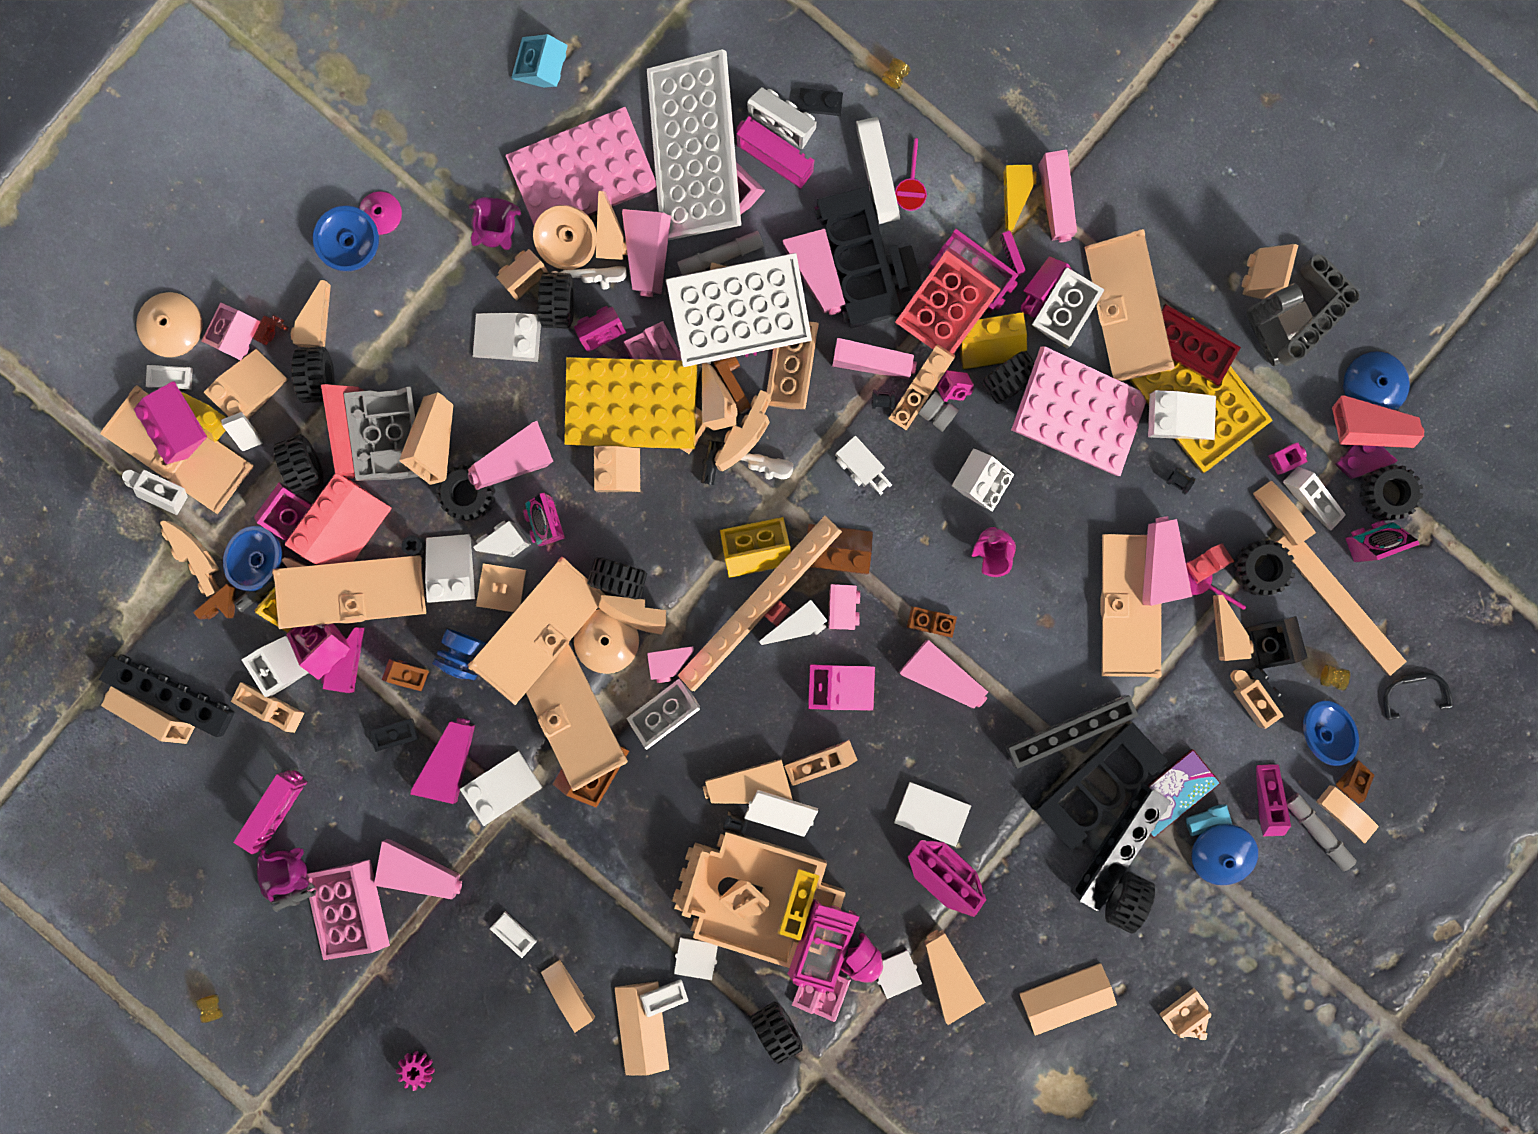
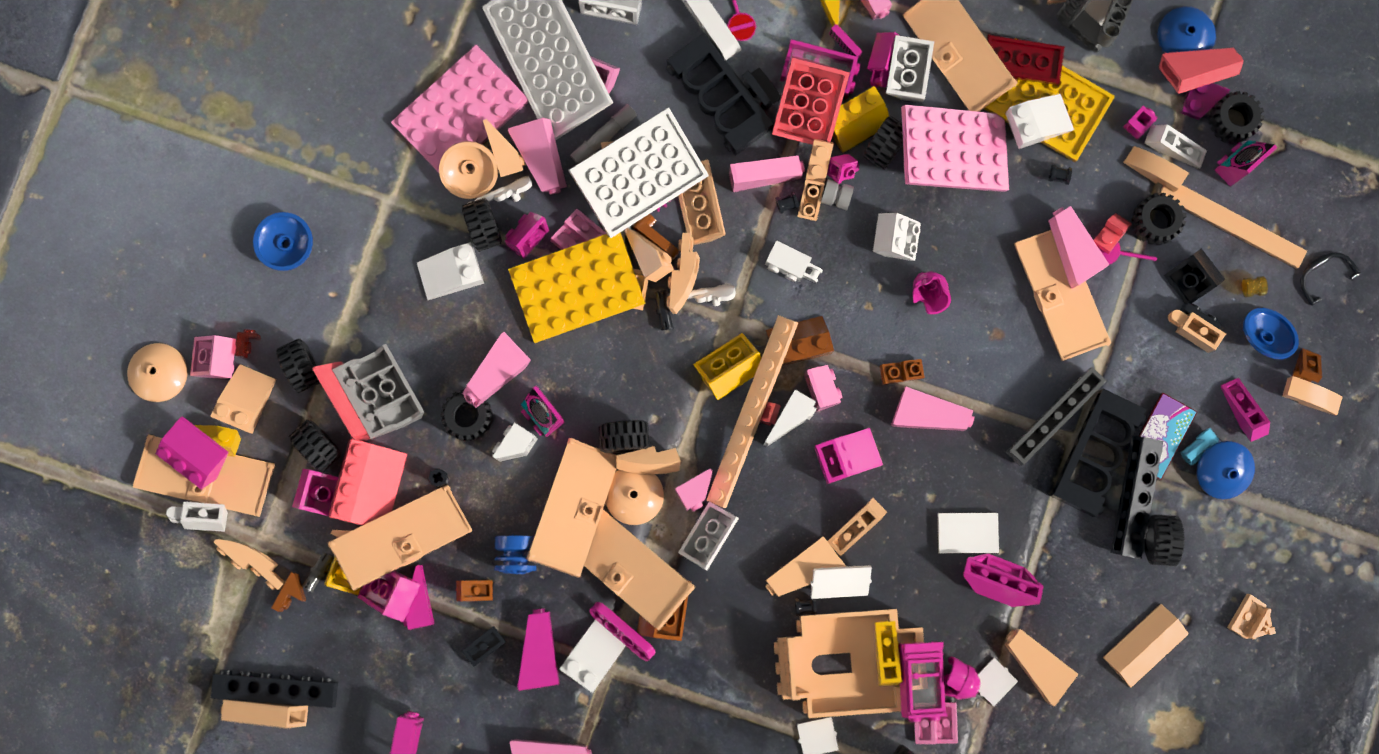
camera: 25 degrees left, 5 degrees down
(162, 375) = (168, 417): white tile -> none
(241, 431) = (255, 437): white tile -> none
(244, 555) = (296, 540): blue dish -> none
(267, 708) = (365, 666): light nougat slope -> none
(274, 666) = (359, 627): white slope -> none
(312, 321) = (279, 323): light nougat slope -> none
(391, 211) = (312, 207): dark pink dish -> none
(429, 439) = (419, 381): light nougat slope -> none
(449, 569) = (477, 486): white slope -> none
(493, 222) = (402, 181): magenta hair -> none
(500, 588) = (526, 485): light nougat piece -> none
(521, 274) = (443, 214): light nougat slope -> none
(539, 775) = (622, 631): none -> dark pink beam
(540, 60) = (390, 34): medium azure slope -> none
(616, 469) = (587, 346): light nougat slope -> none
(744, 900) = (840, 668): light nougat slope -> none
(774, 152) = (615, 34): dark pink door -> none
(817, 269) = (690, 116): bright pink slope -> none
(1231, 636) = (1155, 285): light nougat slope -> none
(1320, 832) = (1297, 420): light grey piece -> none

